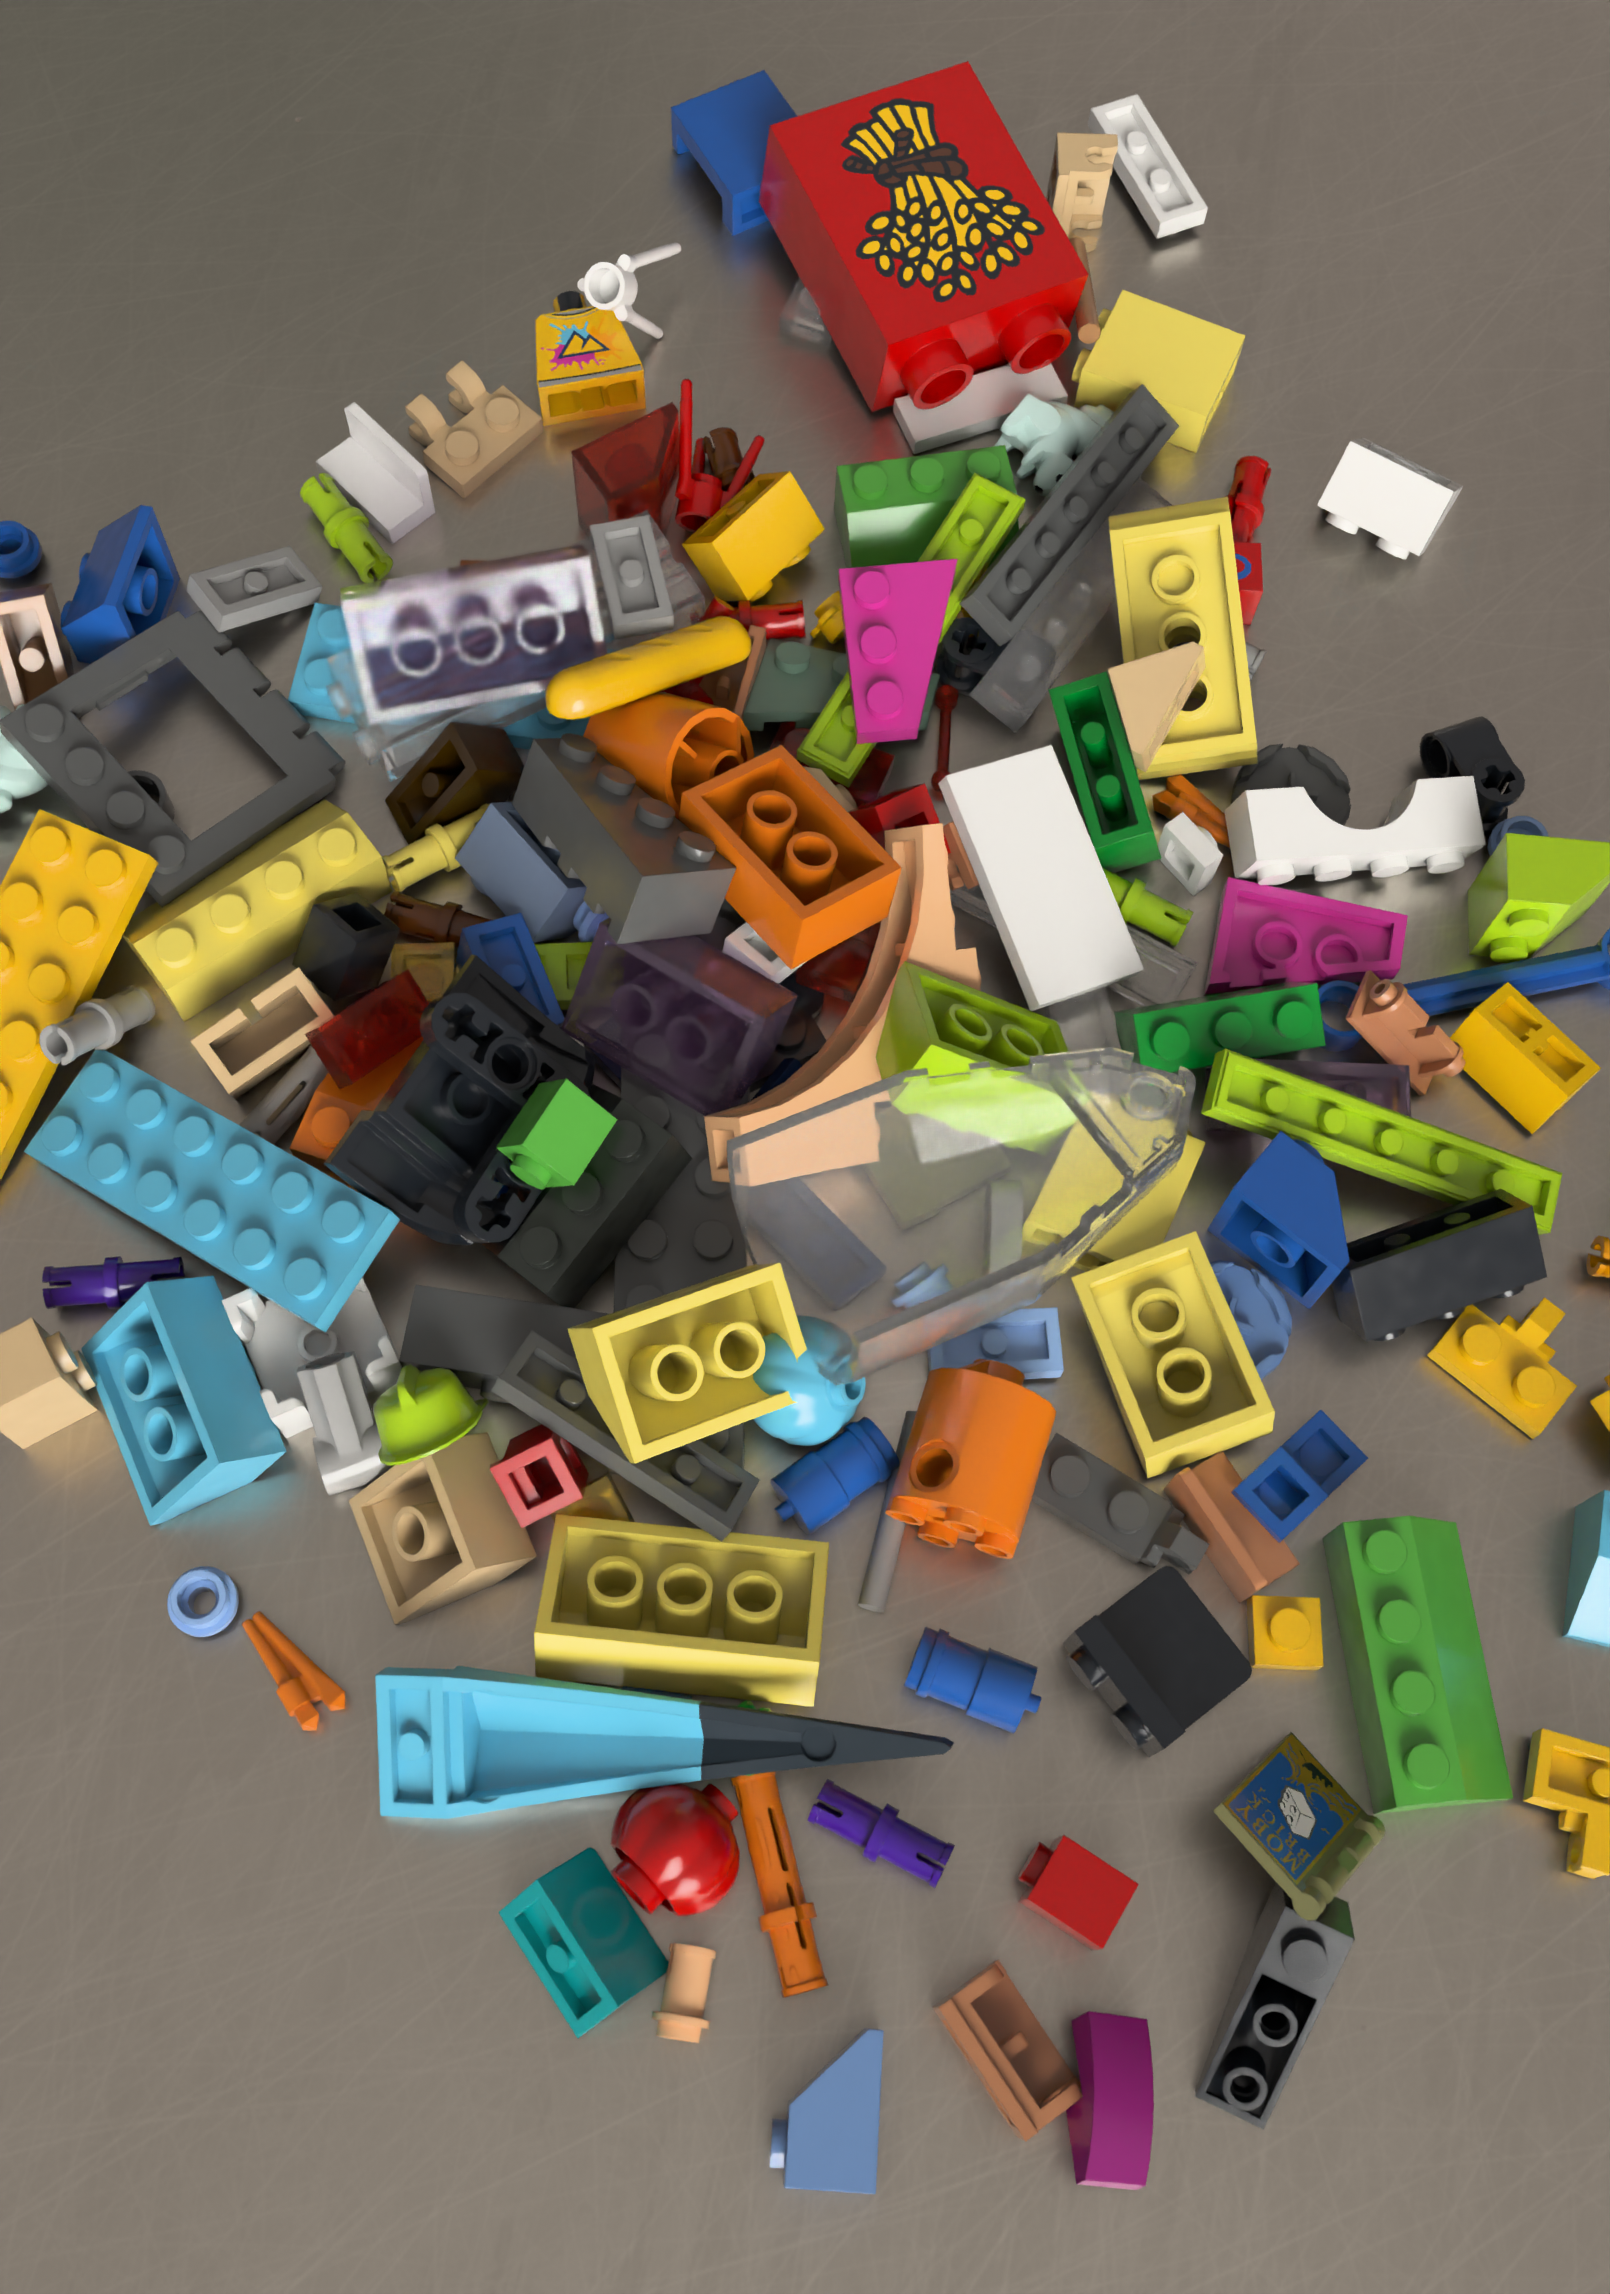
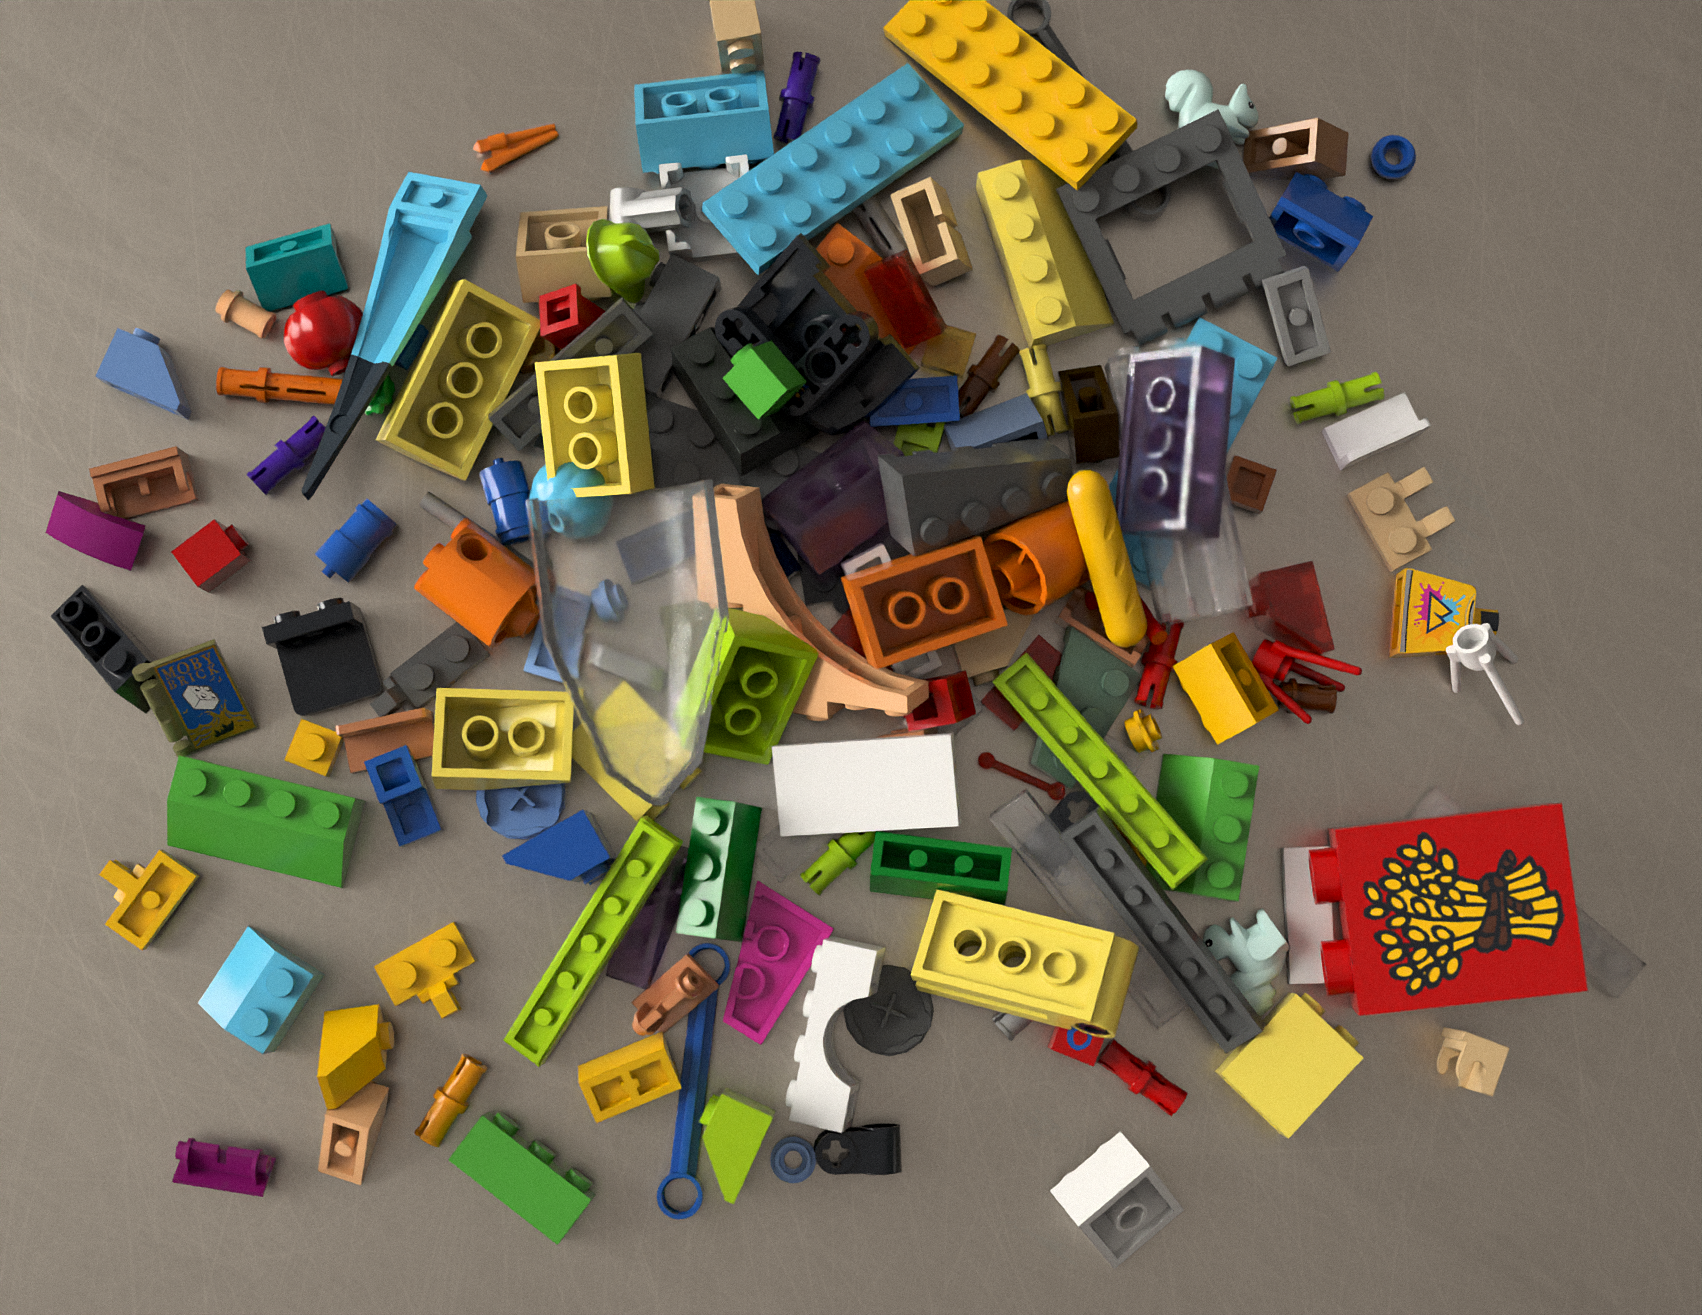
camera: 115 degrees right, 15 degrees up
(97, 1025) = (973, 126): light grey pin -> none
(188, 1587) = (570, 91): light blue plate -> none
(345, 946) = (980, 300): black brick -> none
(632, 577) = (1187, 569): light grey plate -> none
(729, 141) = (1614, 813): blue panel -> none
(891, 642) = (1084, 744): dark pink wing -> none
(1086, 311) = (1382, 1031): medium nougat bar -> none
(1149, 167) = (1500, 1143): white plate -> none
(1153, 694) = (966, 905): tan slope -> none
(1184, 797) = (902, 933): orange piece -> none
(1189, 853) = (864, 912): white plate -> none
(1439, 1265) = (502, 941): black brick -> none

